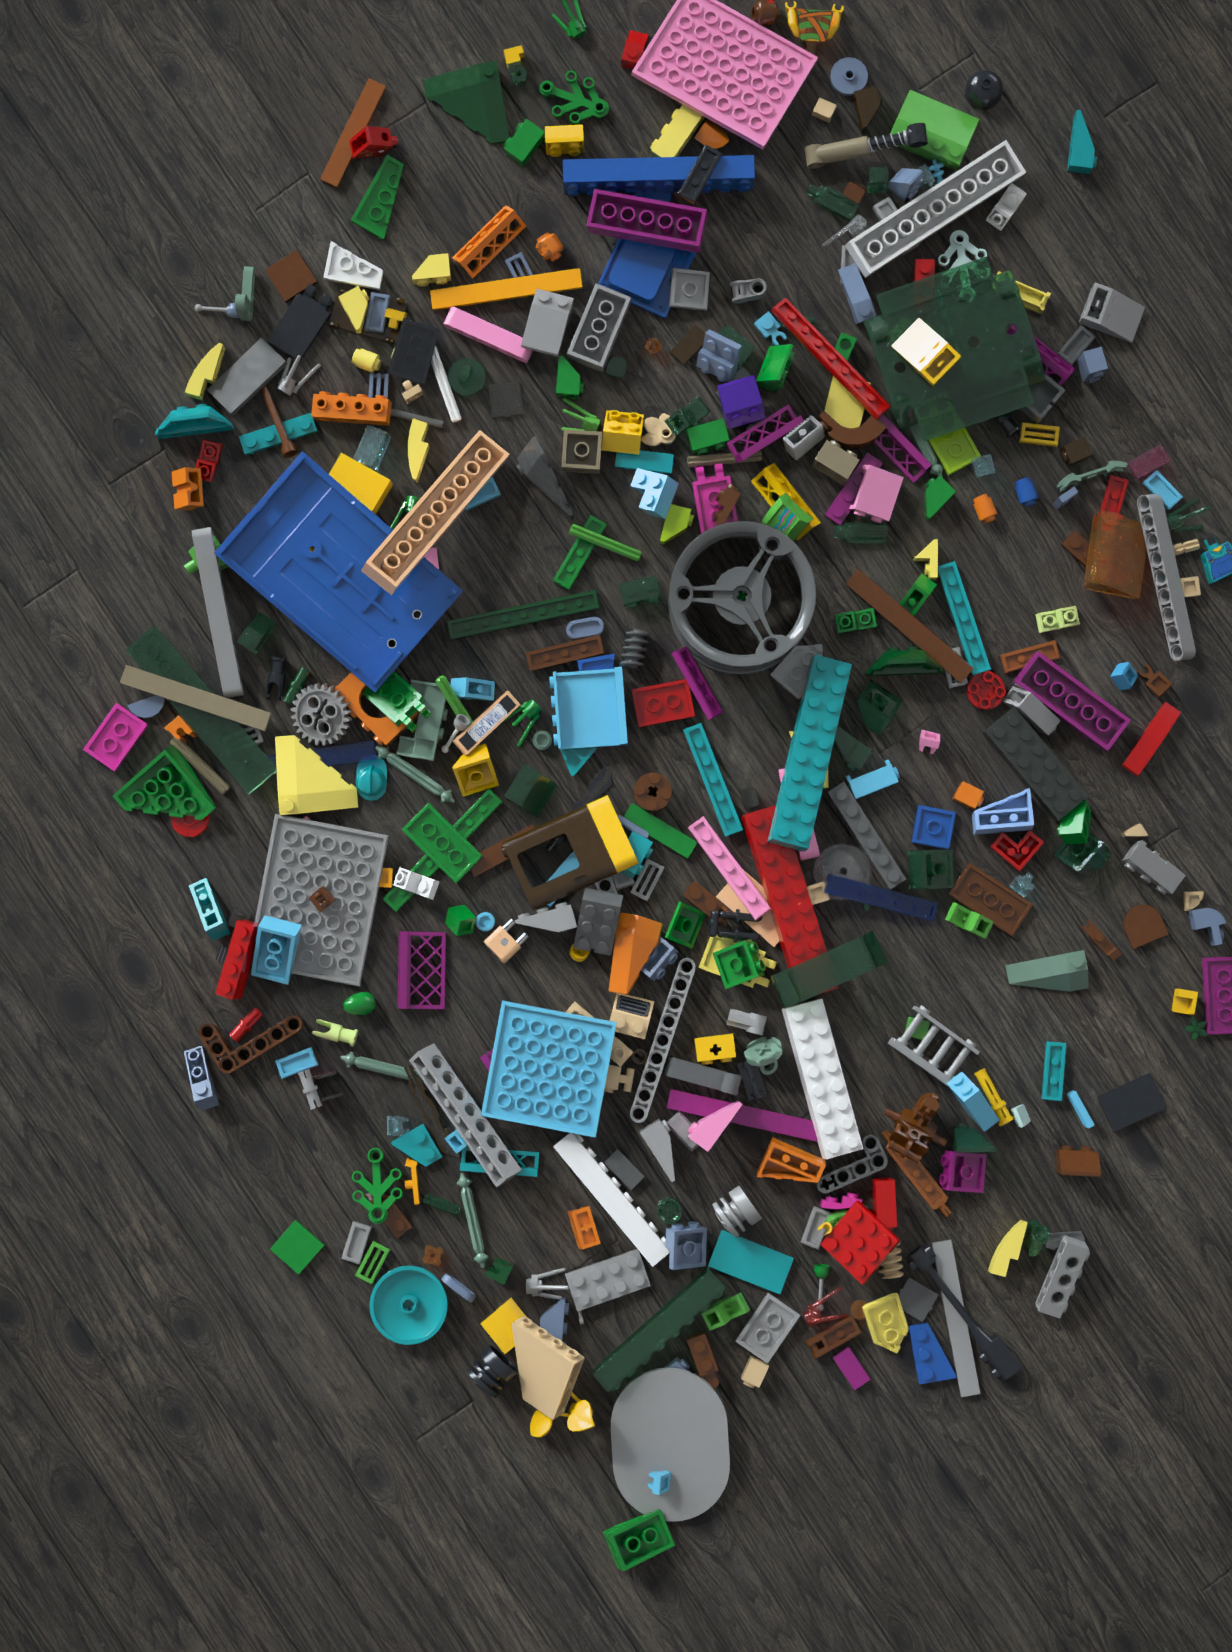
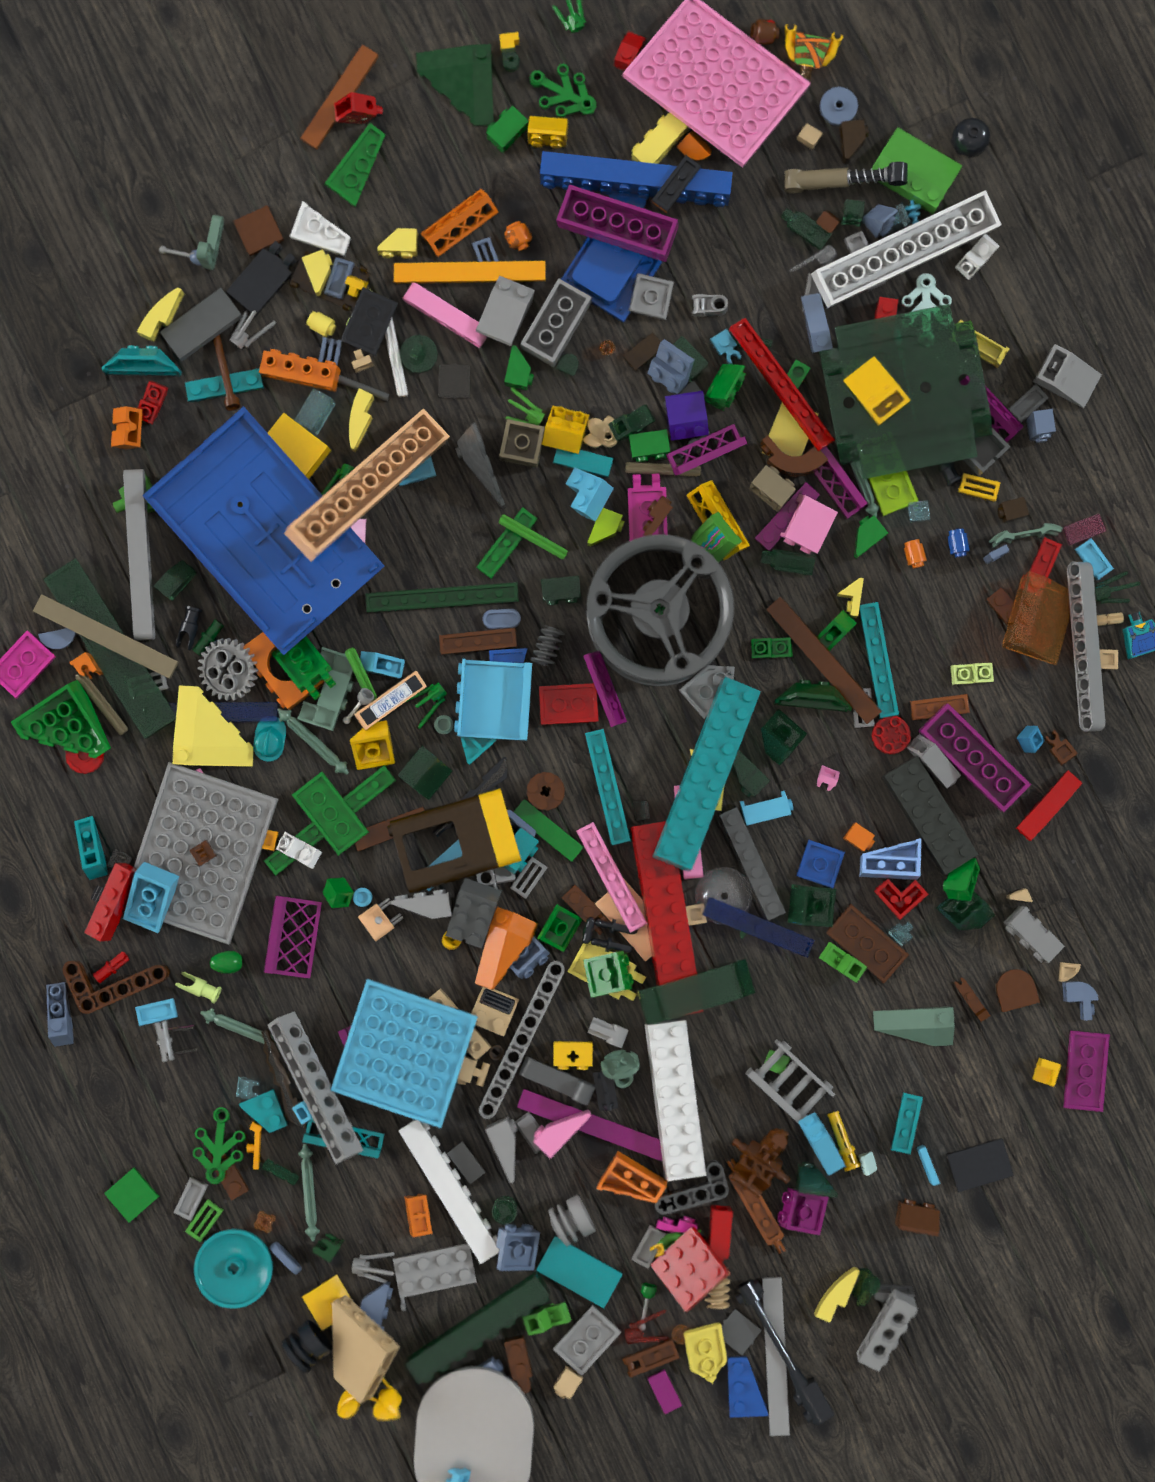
camera: 10 degrees right, 0 degrees up
(803, 437) = (744, 459): light grey brick -> none
(1081, 150) = (1060, 208): teal slope -> none
(1196, 1028) = (1054, 1100): dark green plant -> none

